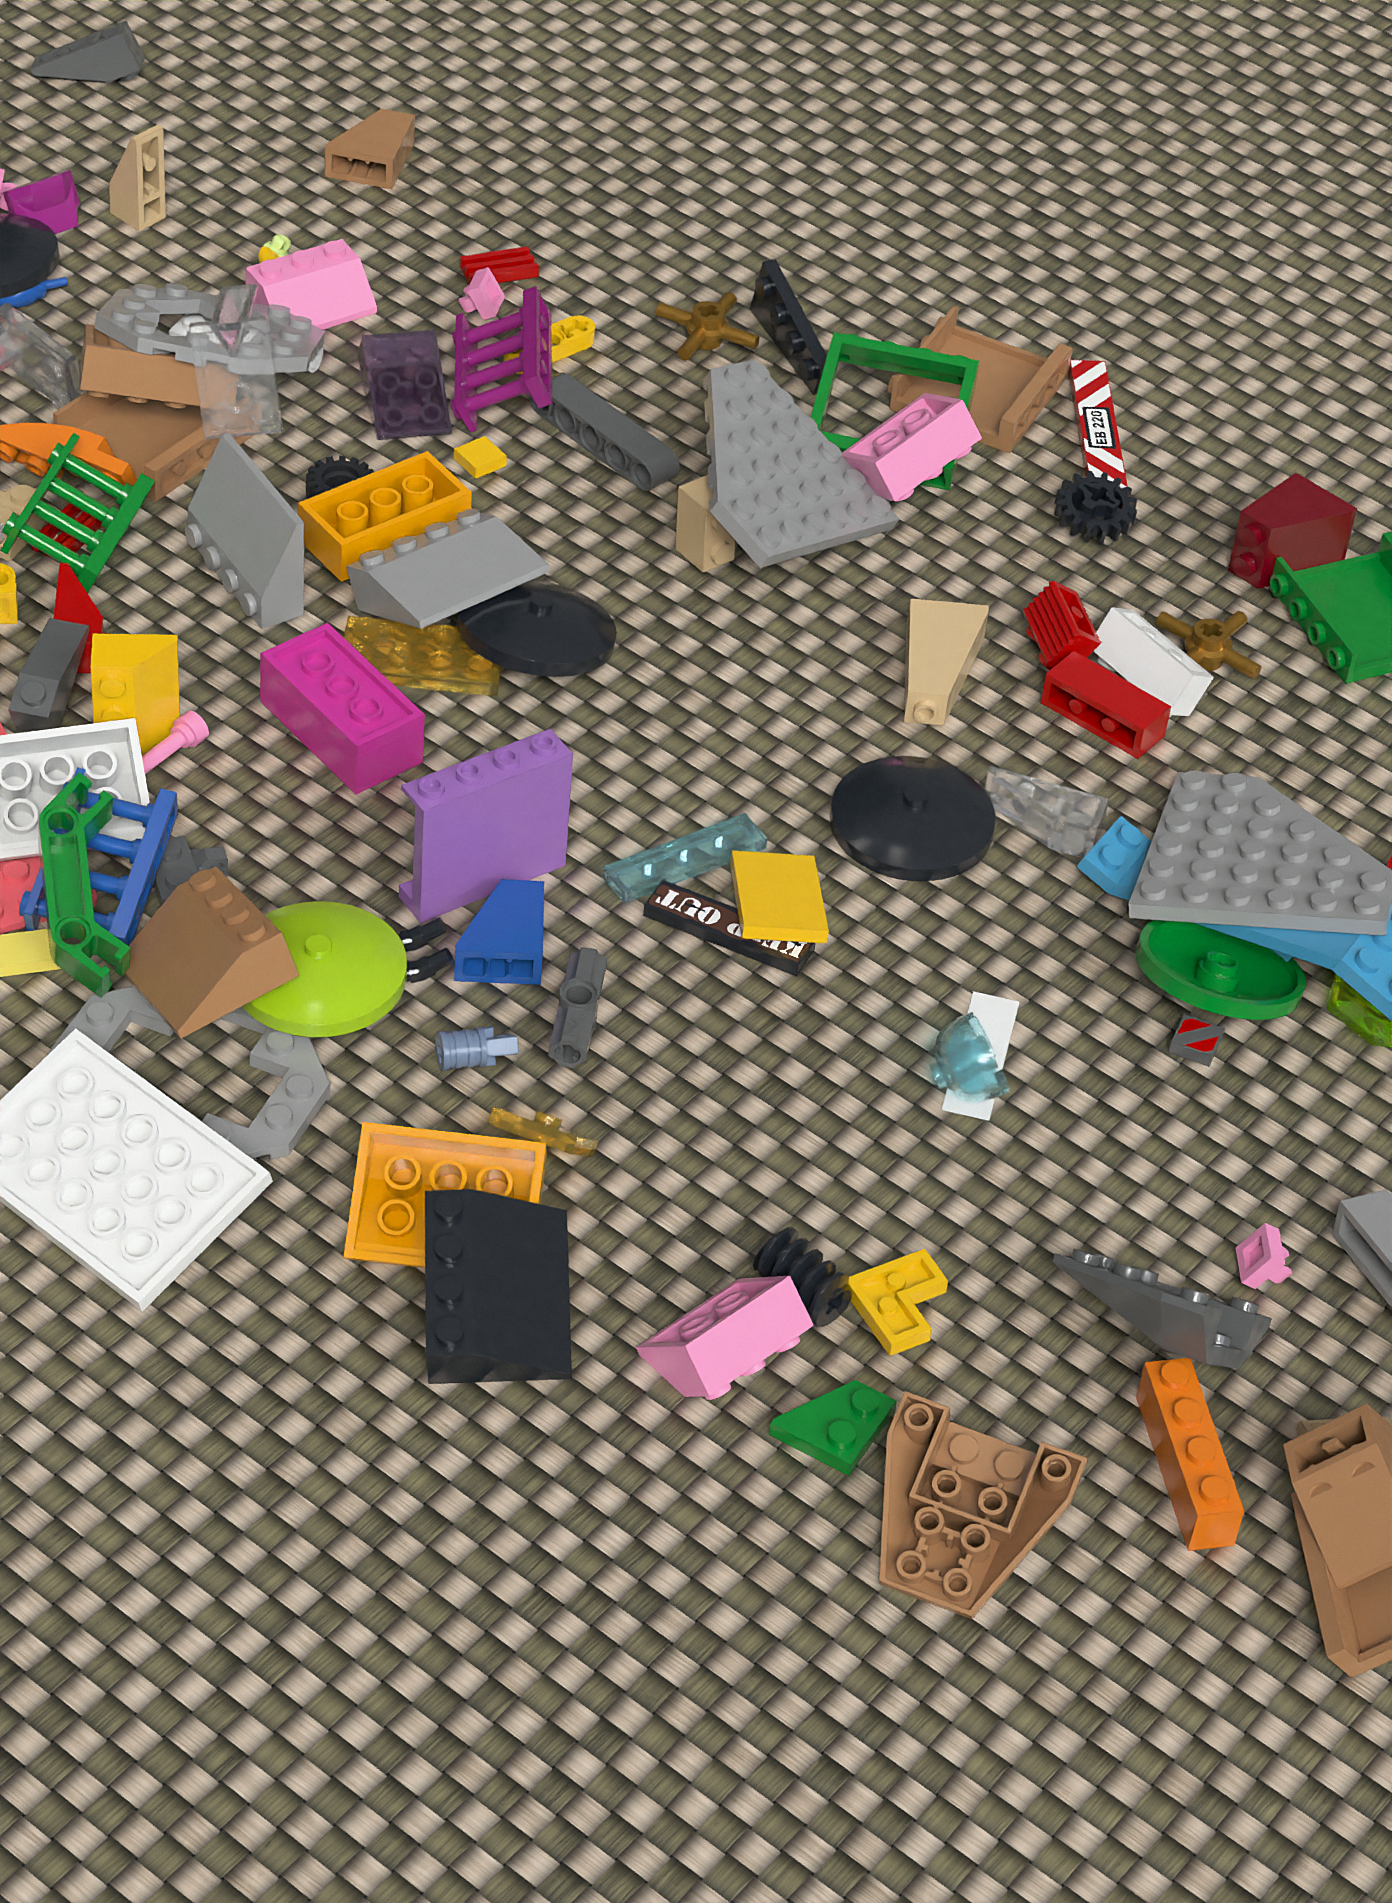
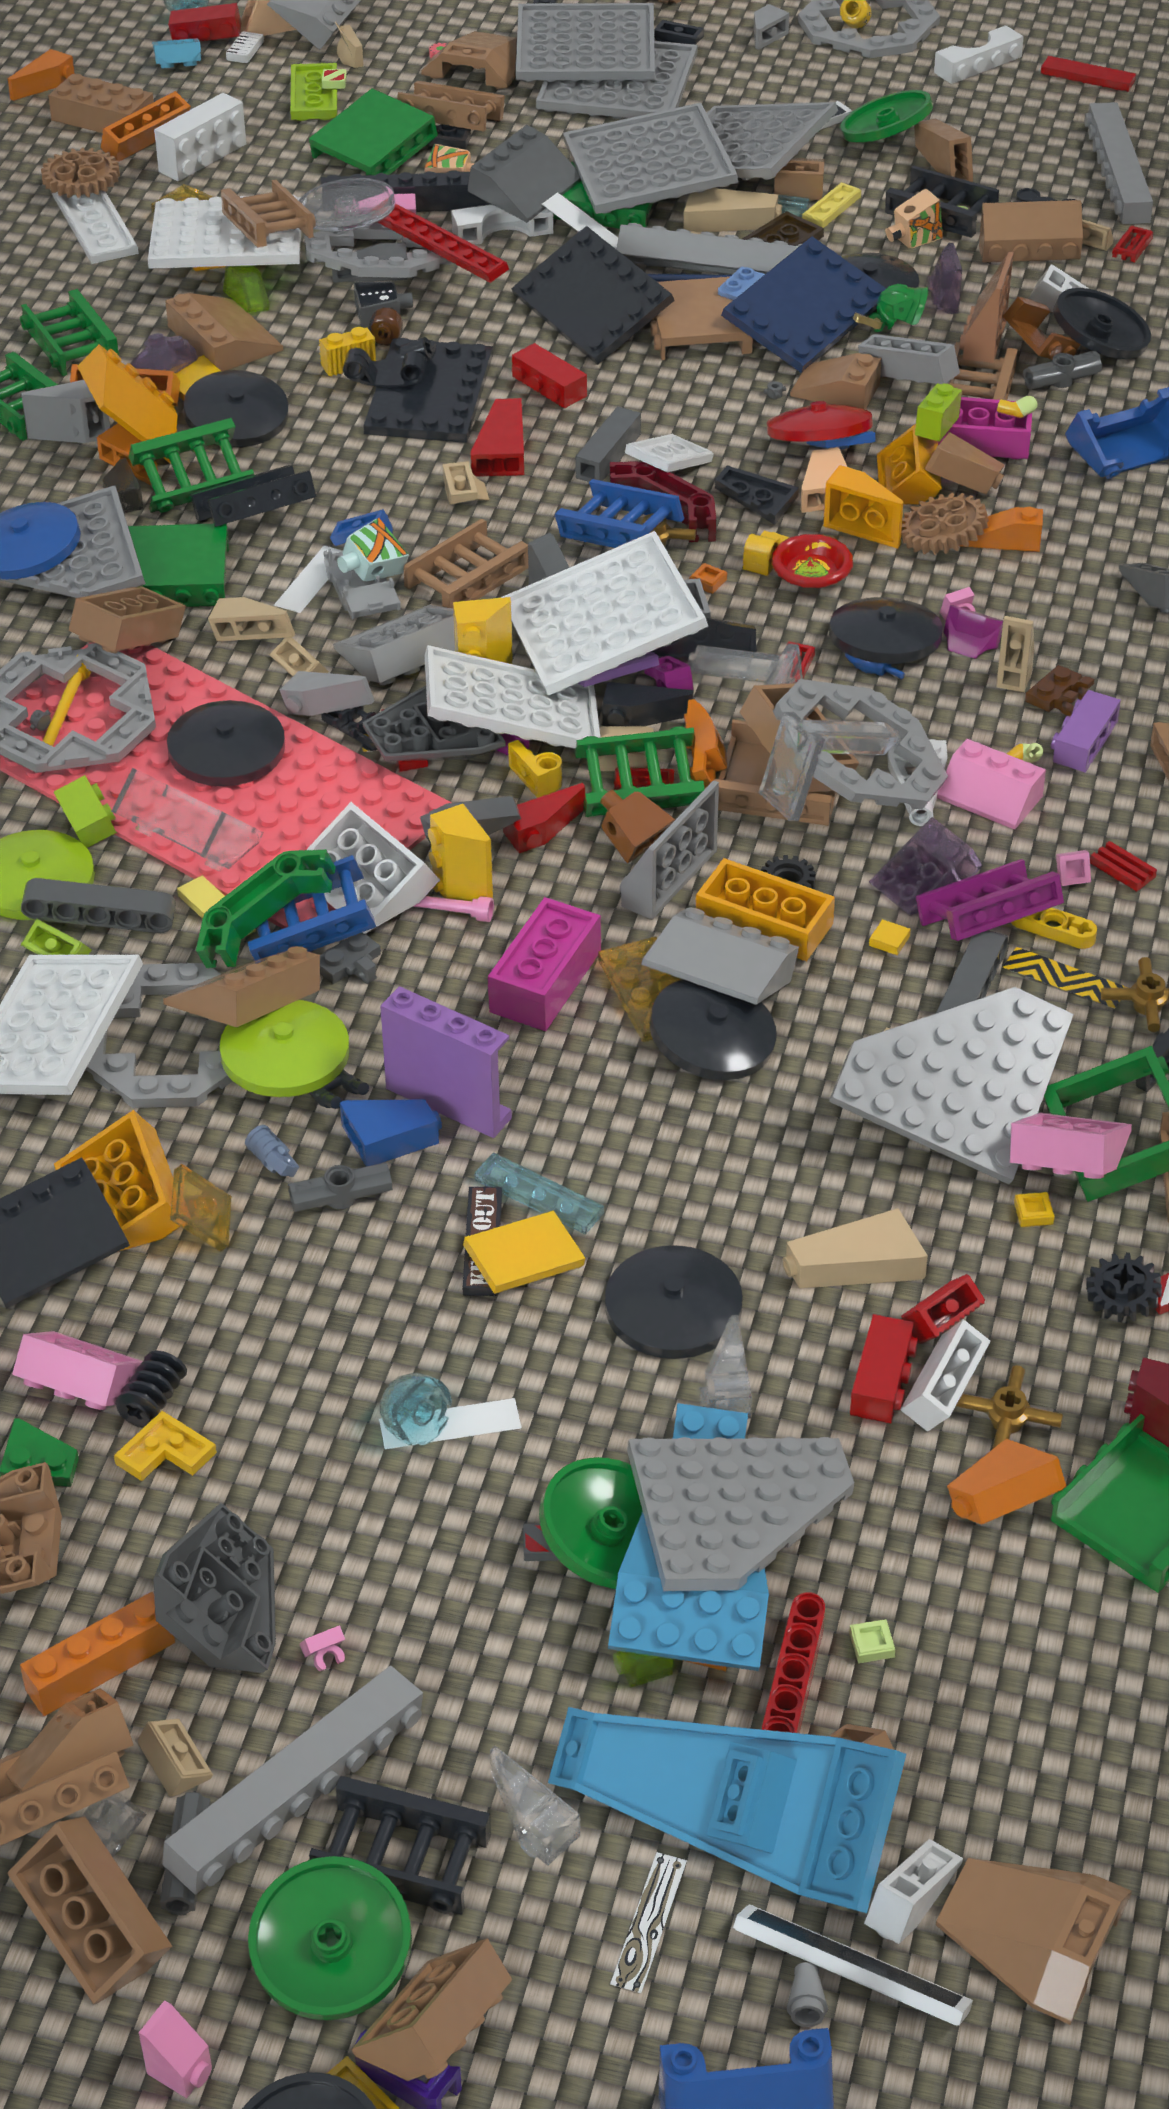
camera: 70 degrees right, 0 degrees up
(158, 556) = (633, 823): none -> dark orange torso
(187, 194) = (1059, 690): none -> reddish brown plate
(281, 198) = (1085, 730): none -> medium lavender brick
(633, 369) = (1060, 976): none -> sticker
(942, 525) = (1034, 1209): none -> yellow tile
(1307, 677) = (1005, 1481): none -> orange slope

